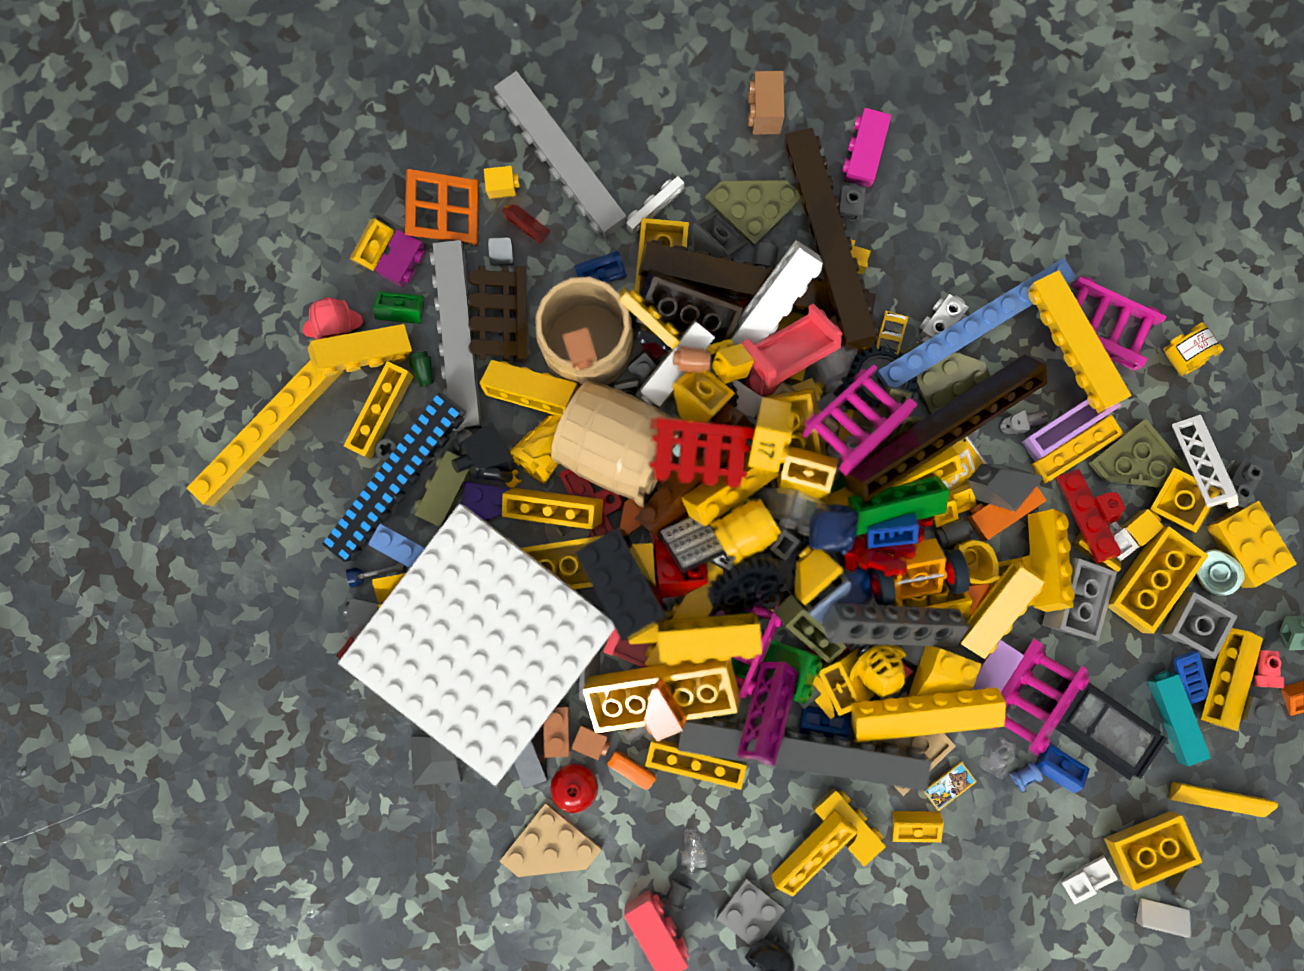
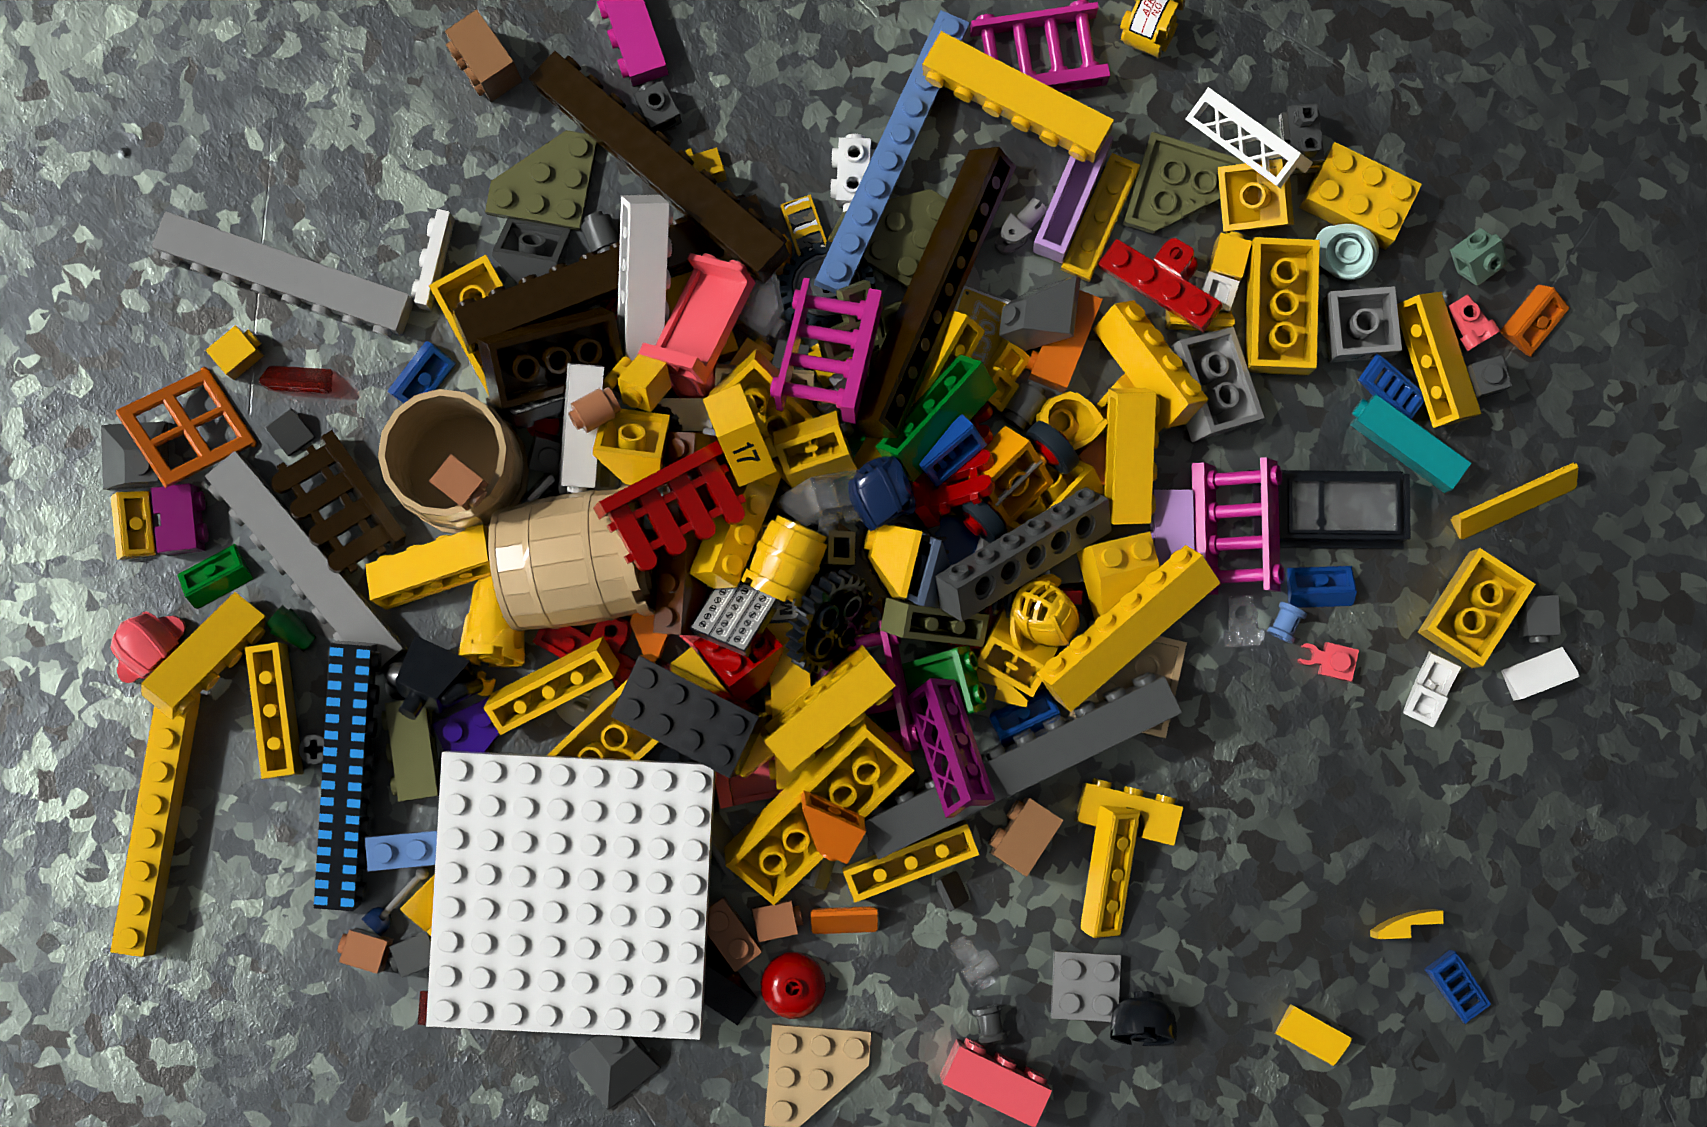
camera: 40 degrees left, 0 degrees up
(335, 589) = (364, 950): none -> nougat brick
(649, 316) = (514, 394): yellow plate -> none
(708, 798) = (951, 890): none -> dark grey slope
(776, 796) = (1025, 835): none -> medium nougat brick
(917, 826) = (1205, 761): yellow slope -> none
(949, 785) = (1210, 692): tile -> none
(1038, 819) = (1334, 660): none -> coral plate

